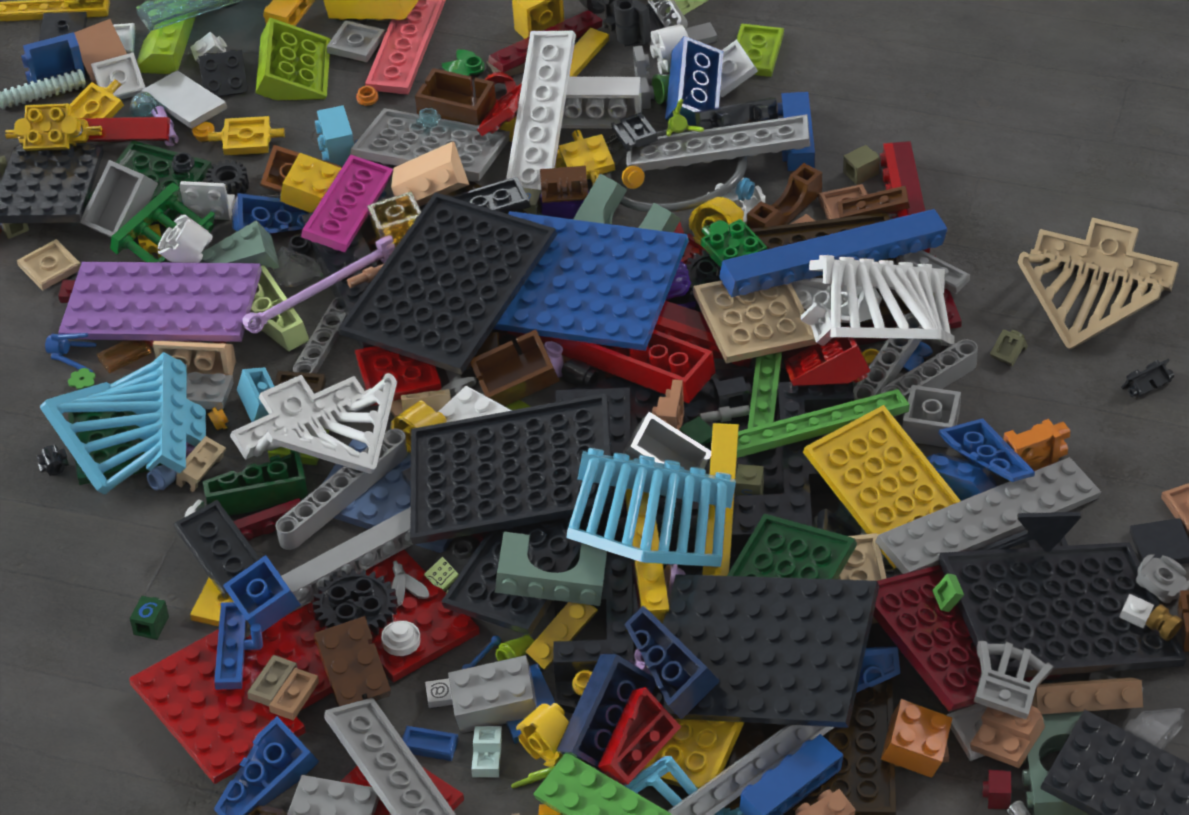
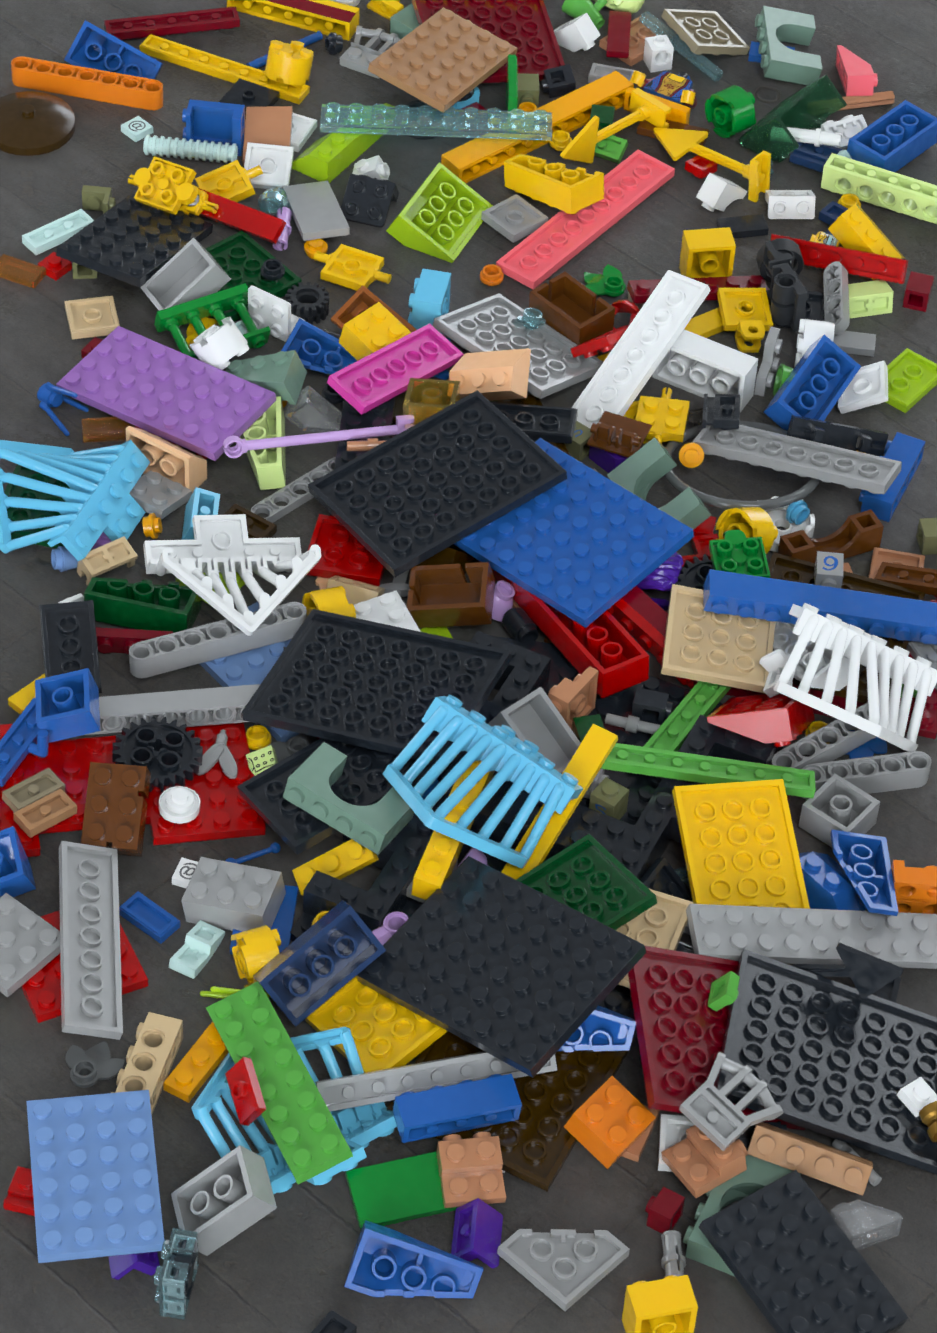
camera: 20 degrees right, 0 degrees up
(81, 379) = (53, 436): bright green plant -> none
(424, 555) = (258, 737): none -> yellow plate
(514, 648) = (284, 862): lime cone -> none
(607, 53) = (748, 325): none -> yellow plate
(637, 737) = (332, 997): red wedge -> none
(674, 667) = (404, 943): dark blue wedge -> none
(679, 123) = (770, 420): lime plant -> none
(804, 224) = (829, 569): none -> light grey brick

